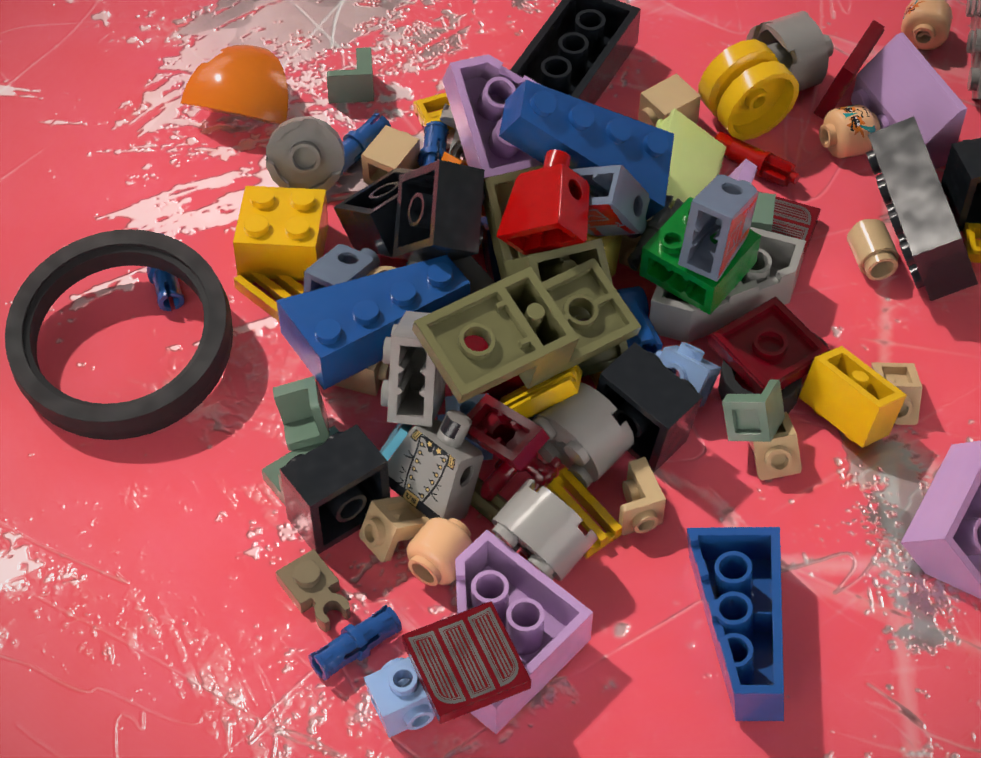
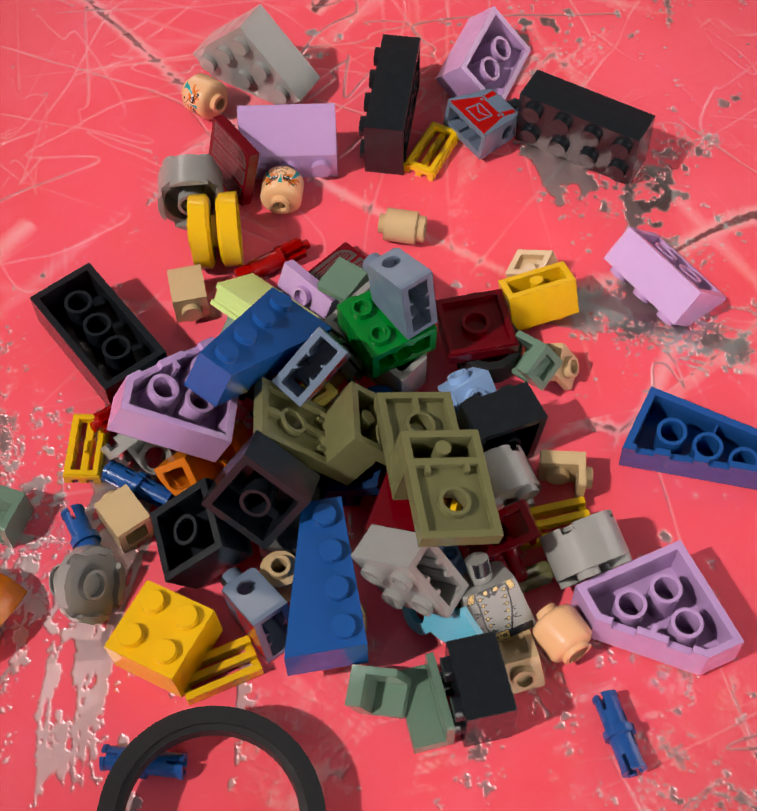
camera: 65 degrees left, 5 degrees up
(313, 585) = (544, 751): dark tan plate -> none
(399, 697) = (691, 710): light blue brick -> none
(466, 662) = (702, 646): dark red tile -> none
(546, 207) = (315, 400): red torso -> none
(919, 210) = (394, 176): brick -> none

